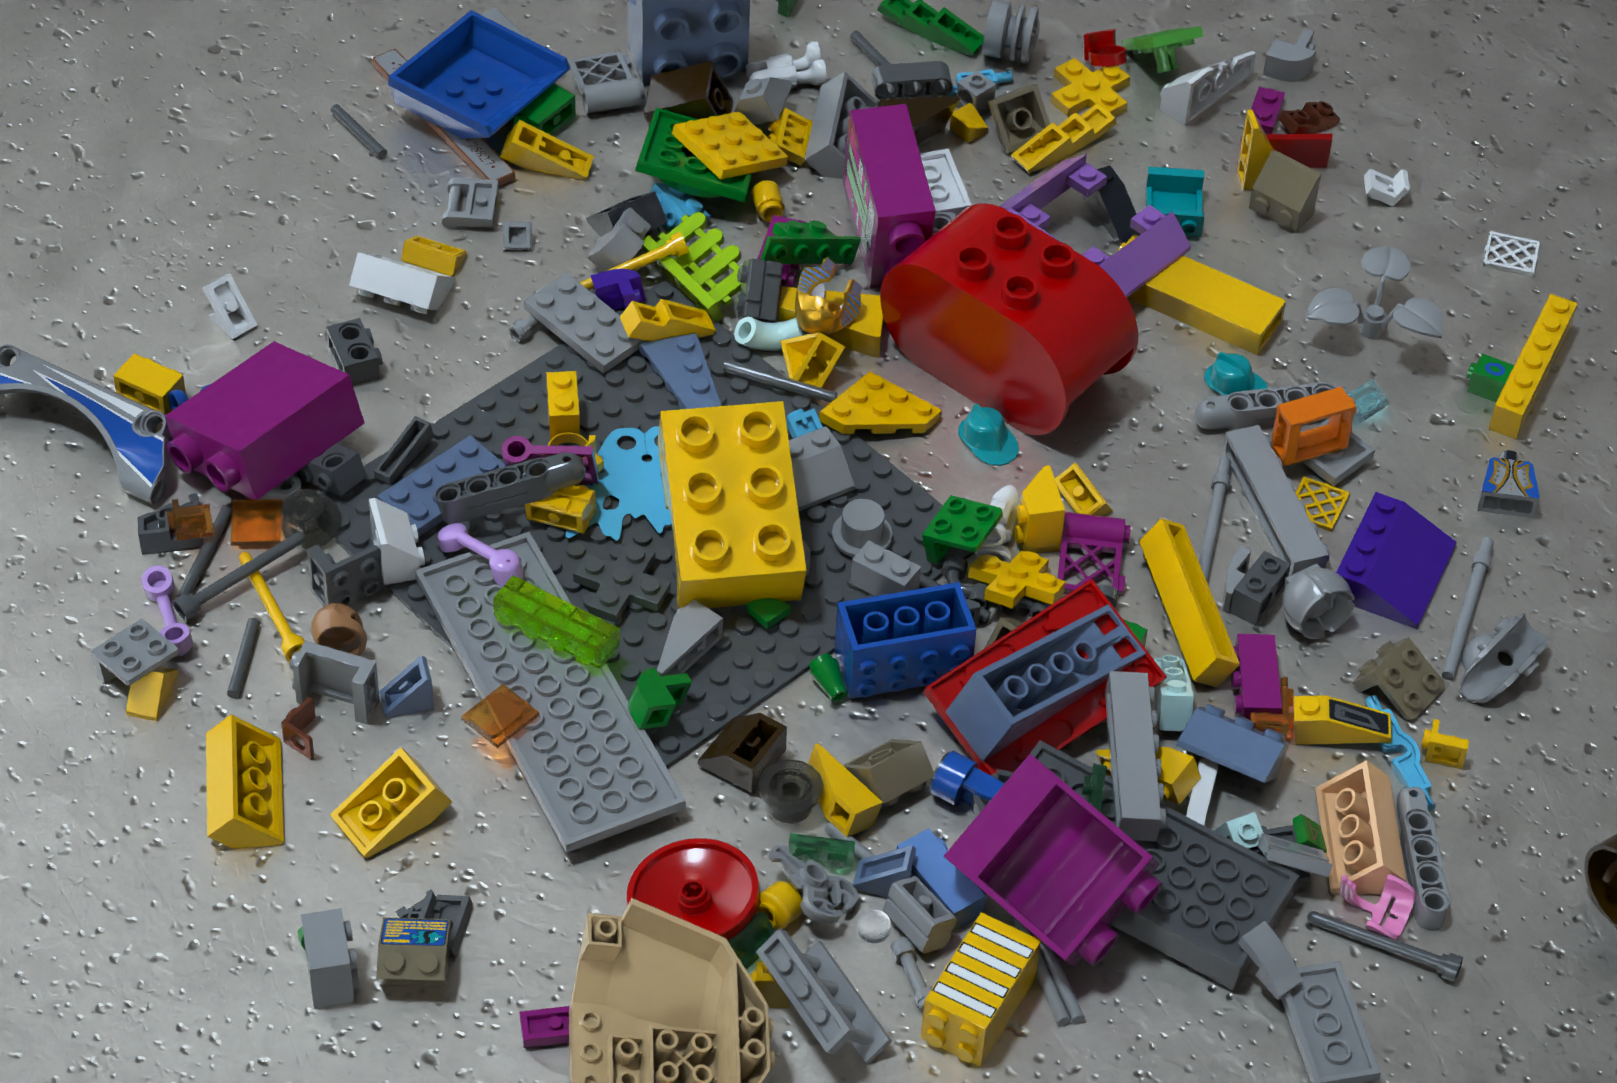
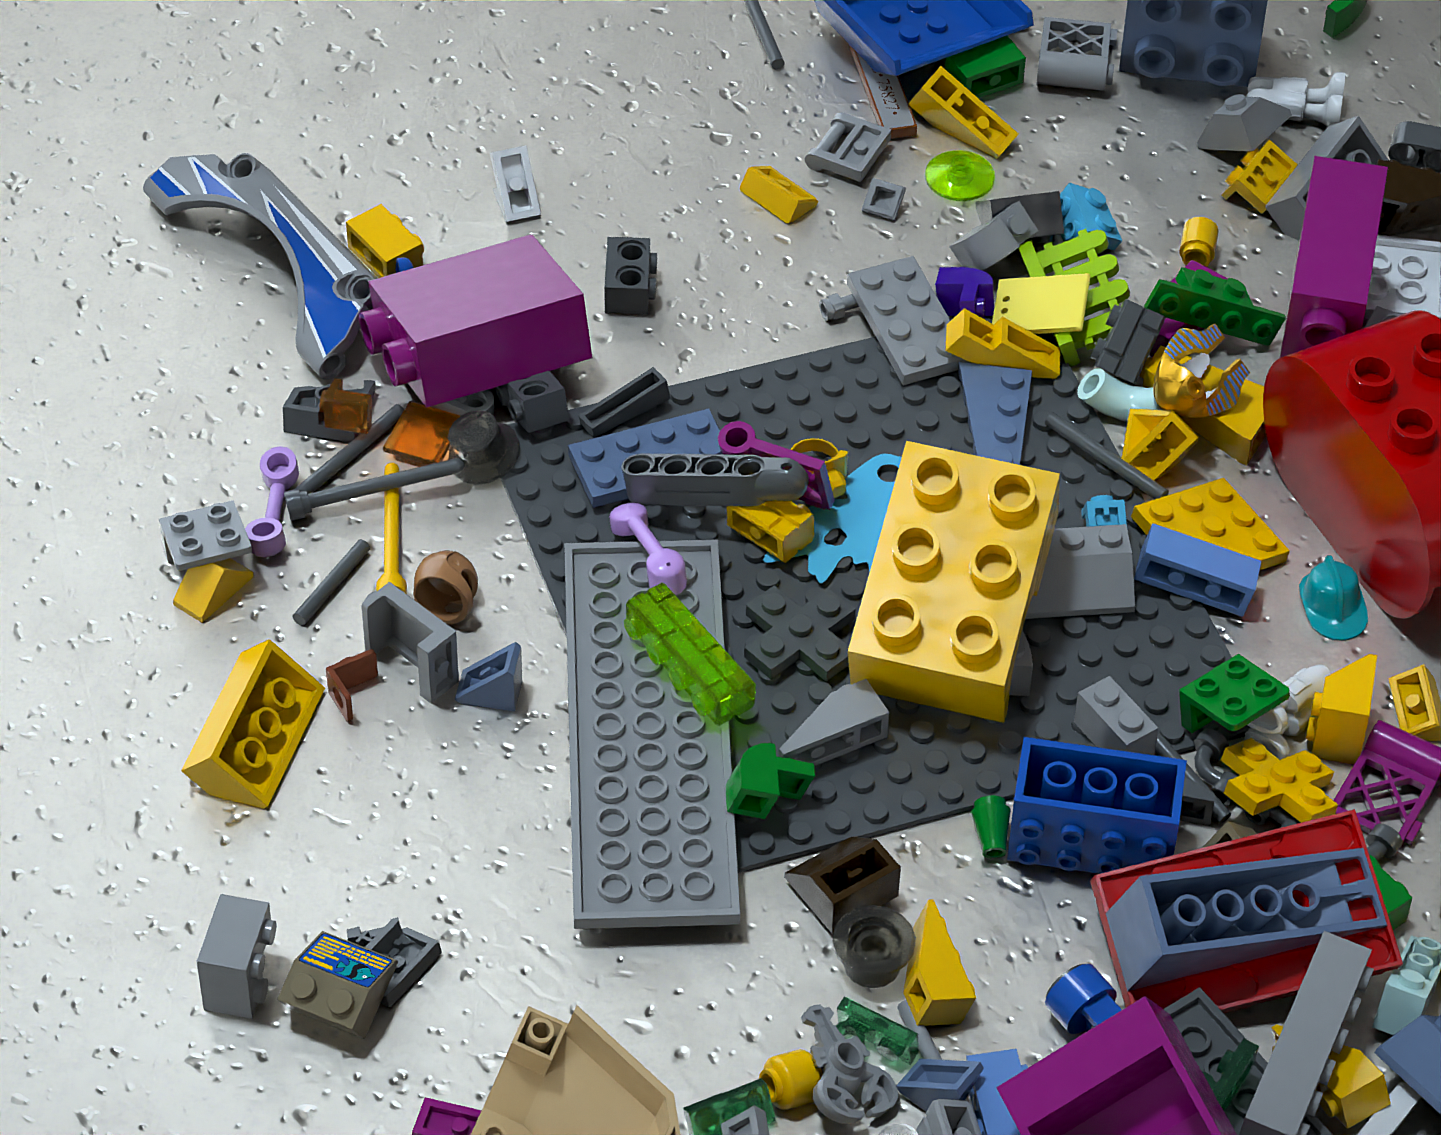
camera: 25 degrees right, 0 degrees up
(347, 579) = (485, 528): dark grey bracket -> none
(390, 804) = (405, 803): yellow slope -> none
(396, 542) = (555, 502): white slope -> none
(400, 282) = (721, 212): white slope -> none
(500, 716) = (573, 742): clear orange piece -> none
(562, 403) = (831, 404): yellow brick -> none
(563, 201) = (959, 175): none -> clear neon green dish
(674, 246) = (1052, 261): yellow piece -> none
(678, 167) = (1136, 166): green piece -> none
(682, 279) = (1044, 302): none -> light yellow container
(689, 91) = (1160, 103): dark brown slope -> none
(699, 883) = (698, 1027): red dish -> none
(730, 145) = (1178, 164): yellow plate -> none
(768, 611) = (956, 723): green tile -> none
(861, 522) = (1121, 653): light grey piece -> none
(868, 48) = (1411, 100): dark grey bar -> none
(887, 444) = (1197, 570): none -> medium blue brick
(893, 769) = (1009, 963): dark tan slope -> none

